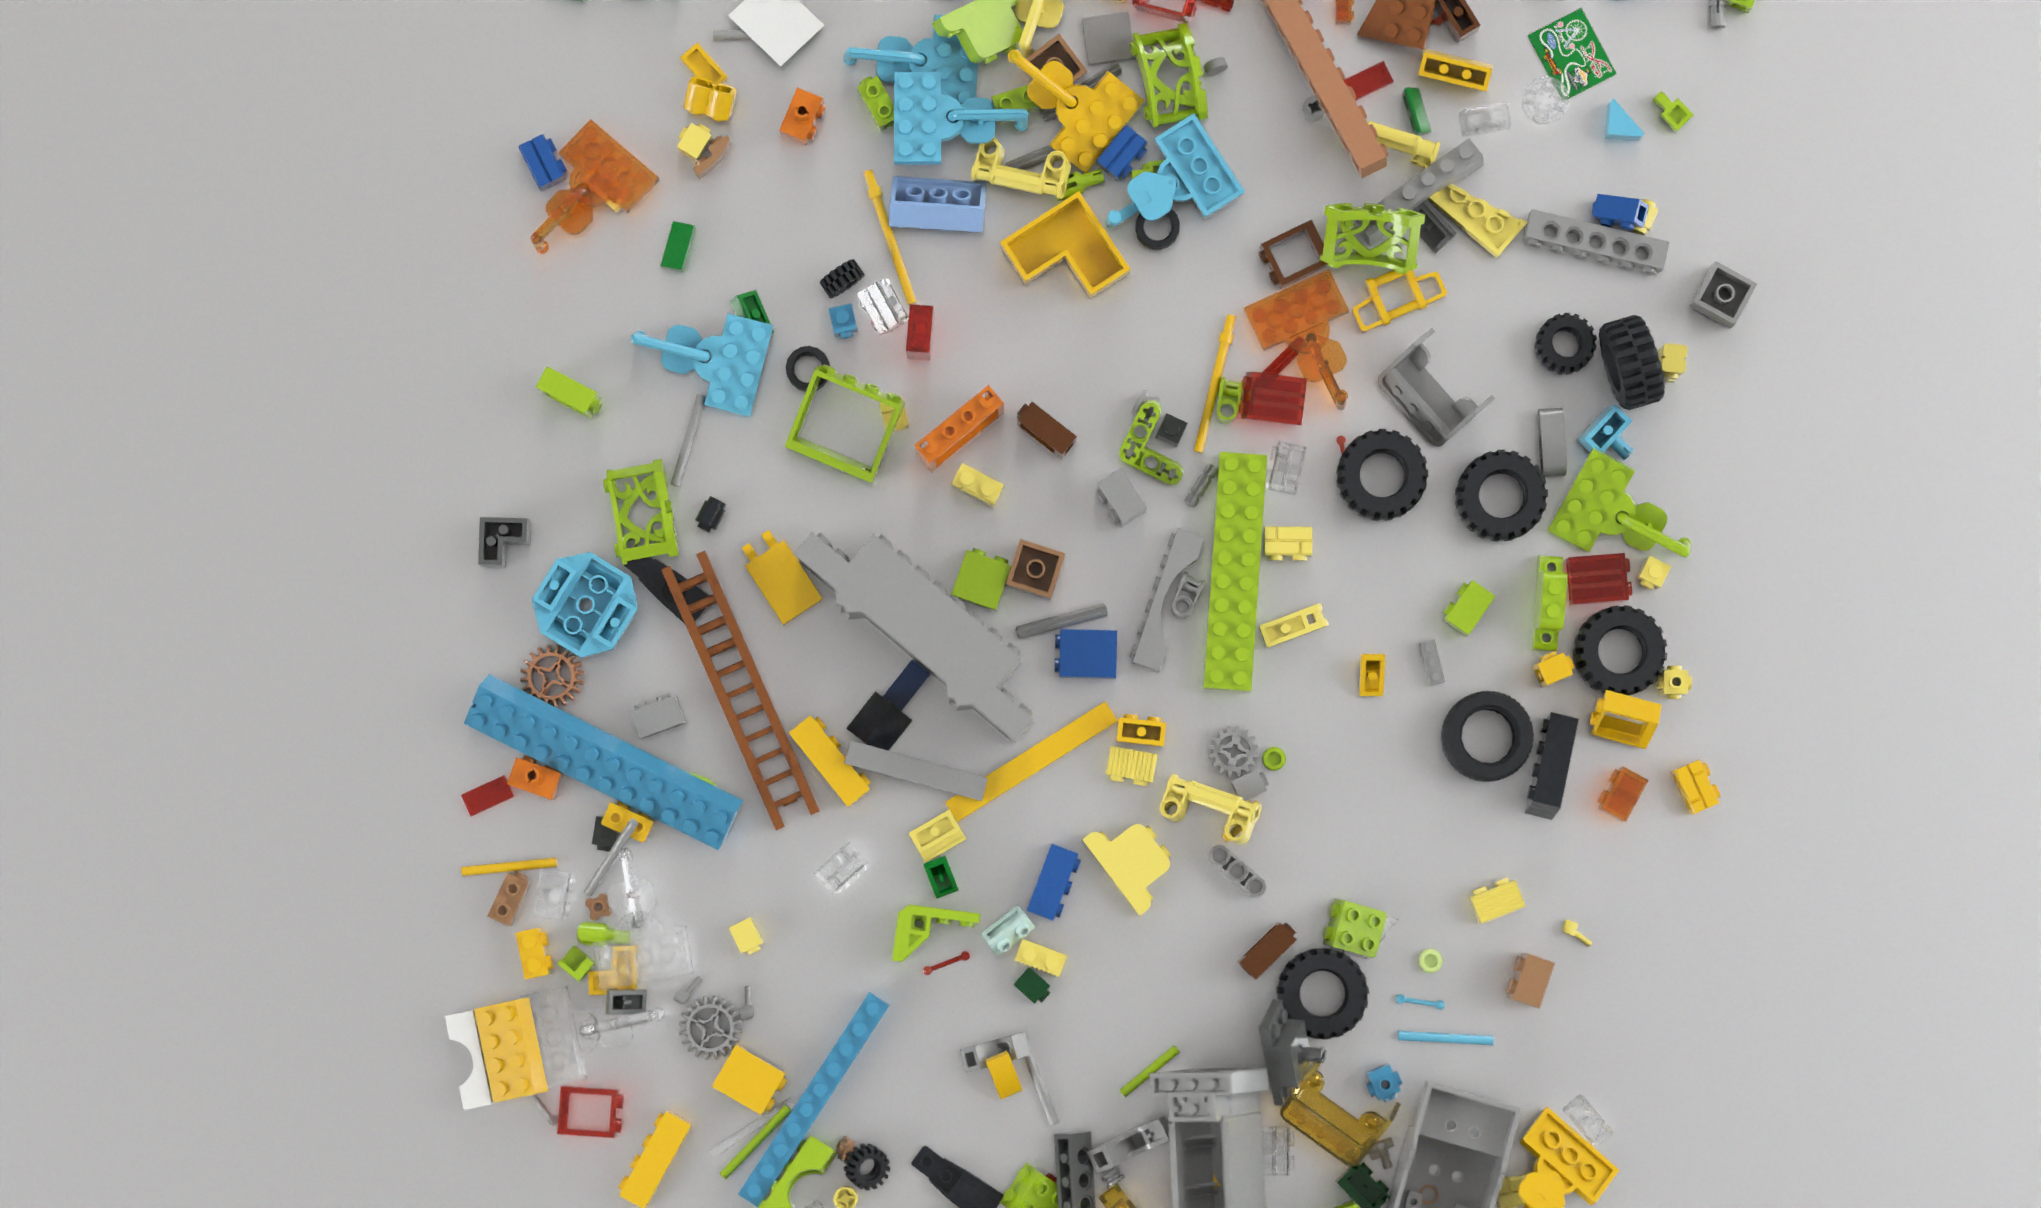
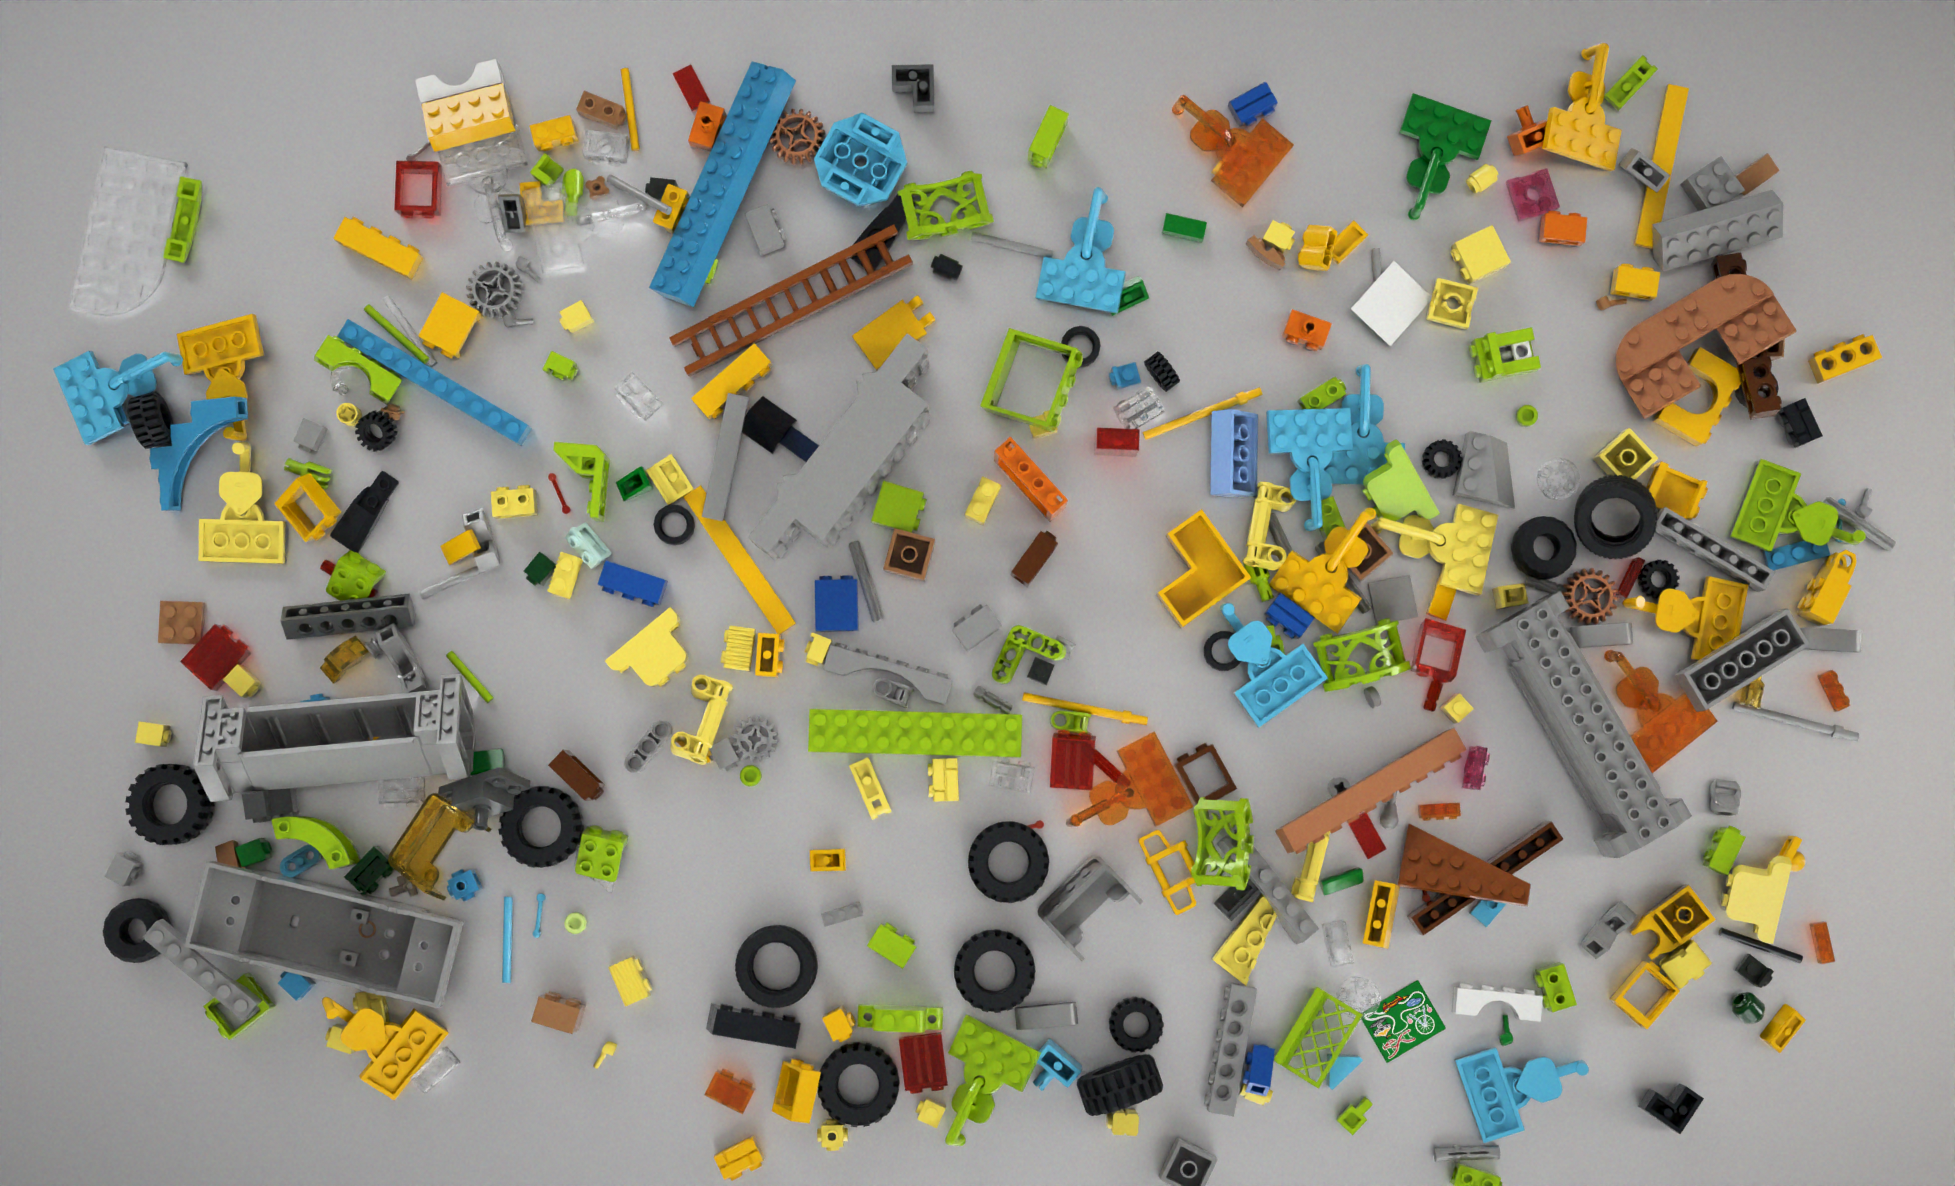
camera: 85 degrees right, 0 degrees up
(803, 954) = (560, 366): none -> lime brick
(955, 1013) = (514, 502): none -> light yellow brick
(992, 816) = (671, 509): none -> black tyre
(1136, 677) = (817, 649): none -> light yellow brick
(1246, 1051) = (487, 760): none -> green slope
(1347, 55) = (1389, 816): none -> light grey piece
(1574, 162) = (1301, 1028): none -> lime fence

